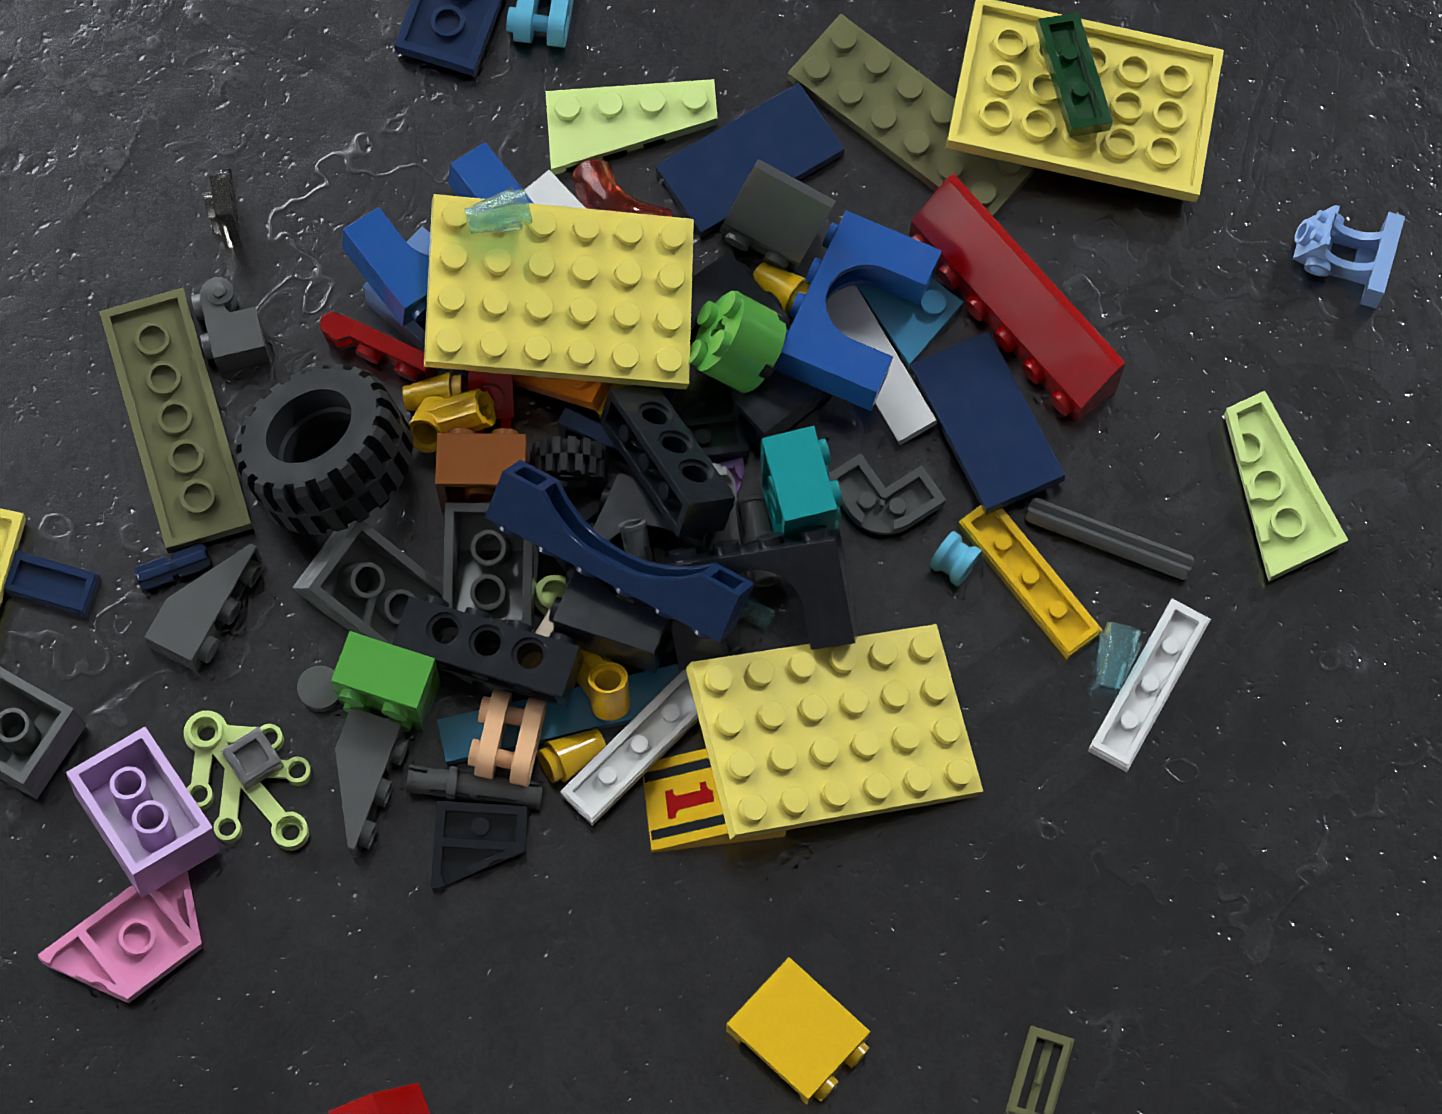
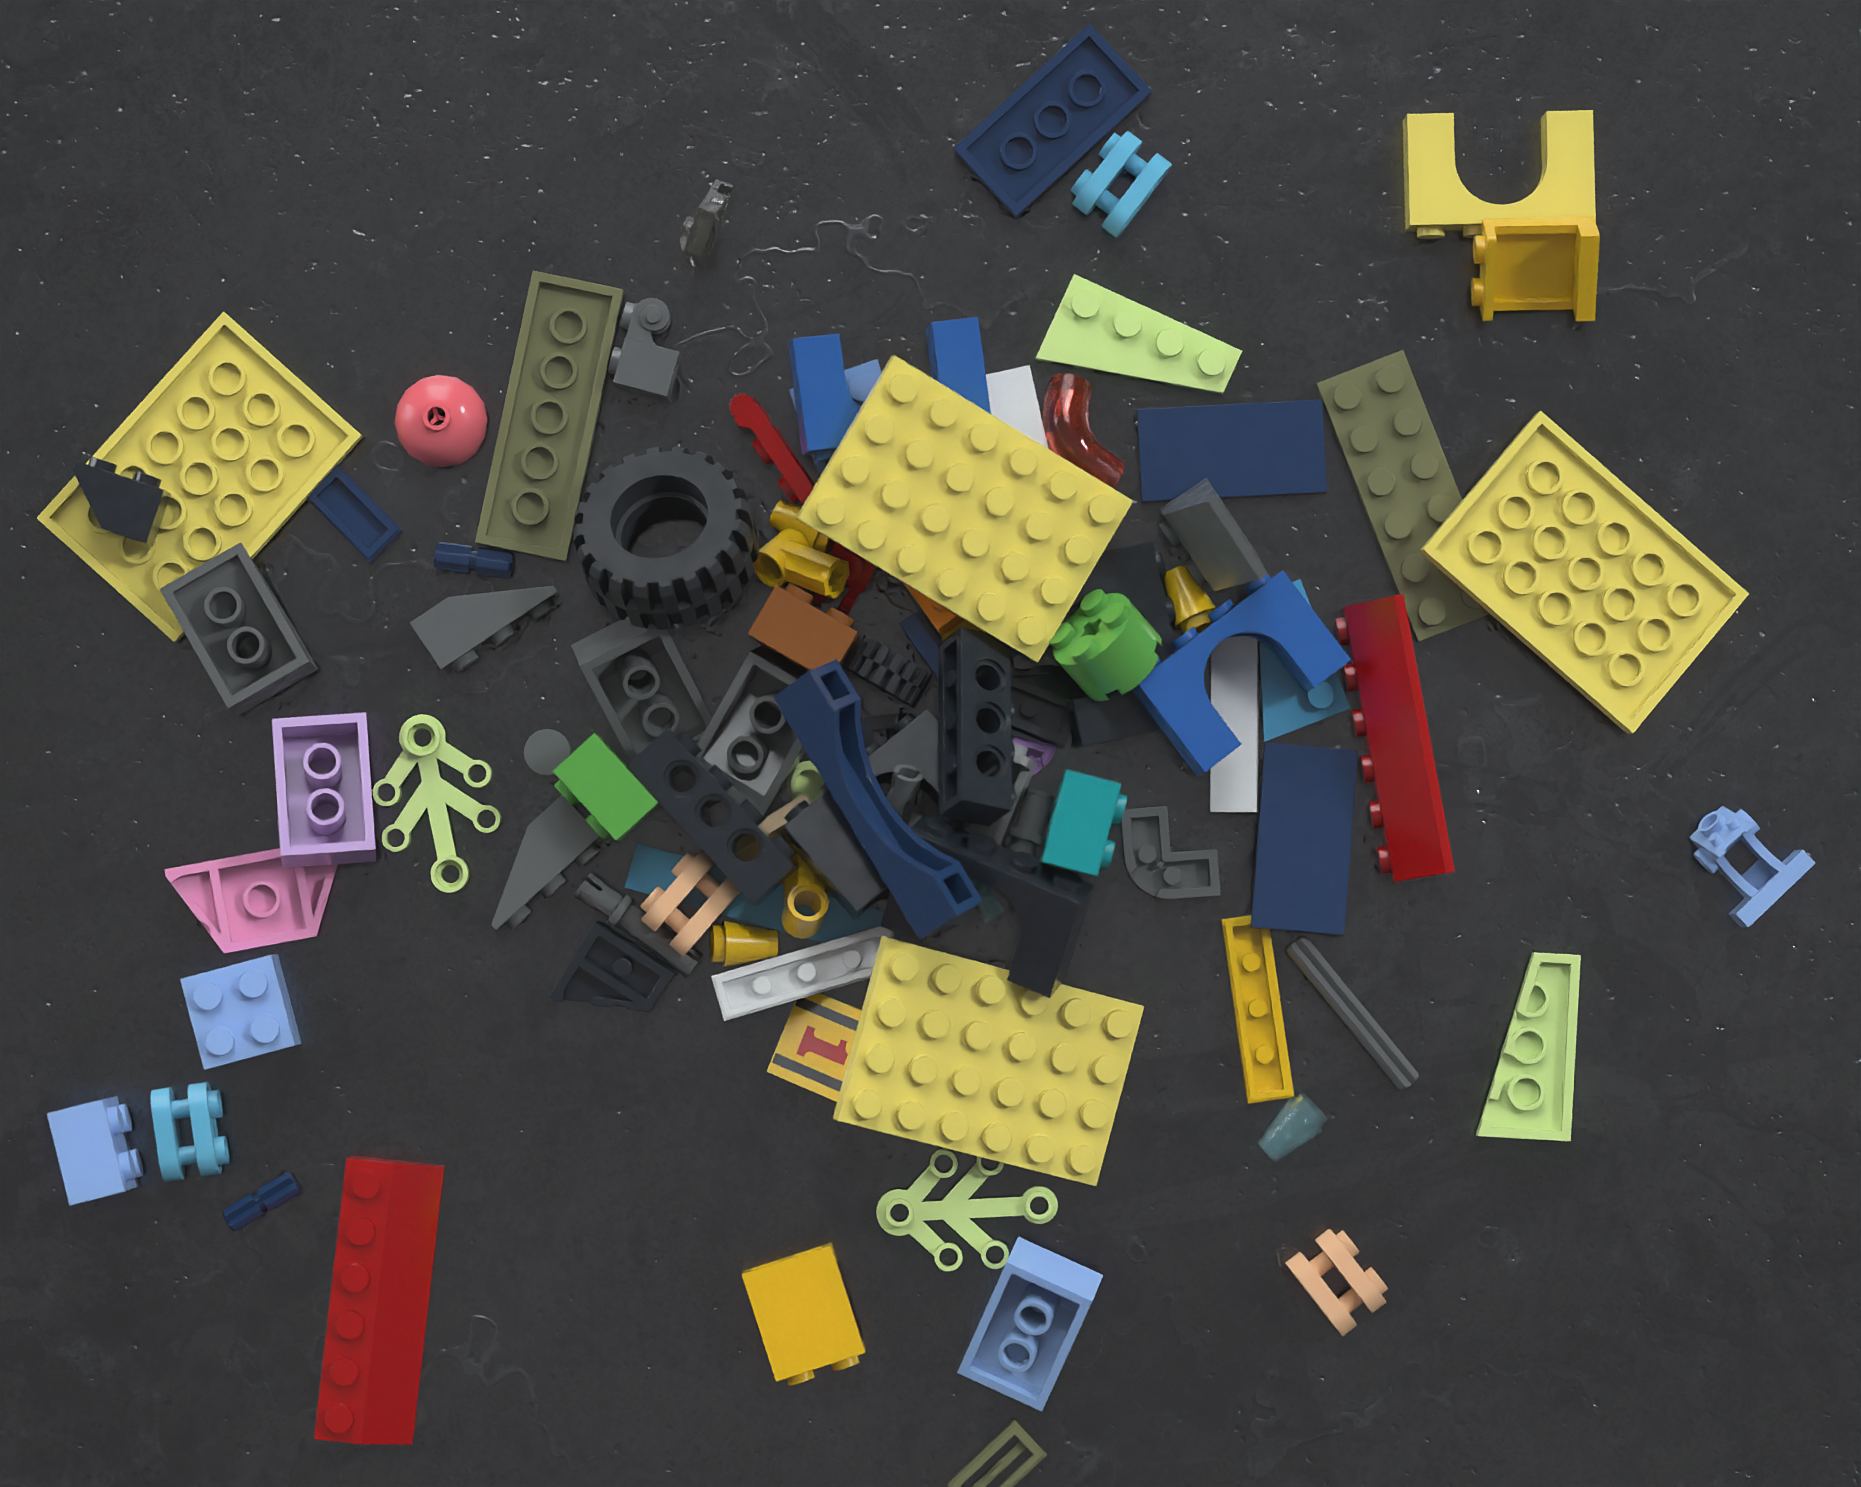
camera: 25 degrees right, 15 degrees up
(85, 471) = (462, 427): none -> coral cylinder
(169, 1042) = (240, 1011): none -> light blue brick
(252, 758) = (450, 788): flat silver tile -> none
(499, 213) = (944, 413): clear light blue cone -> none
(879, 875) = (957, 1210): none -> yellowish green plant
(955, 558) = (1197, 955): medium azure wheel -> none
(996, 936) = (1030, 1323): none -> light blue slope
(1074, 74) = (1582, 549): dark green plate -> none
(1149, 685) = (1307, 1170): white tile -> none
(1217, 735) = (1338, 1253): none -> light nougat brick

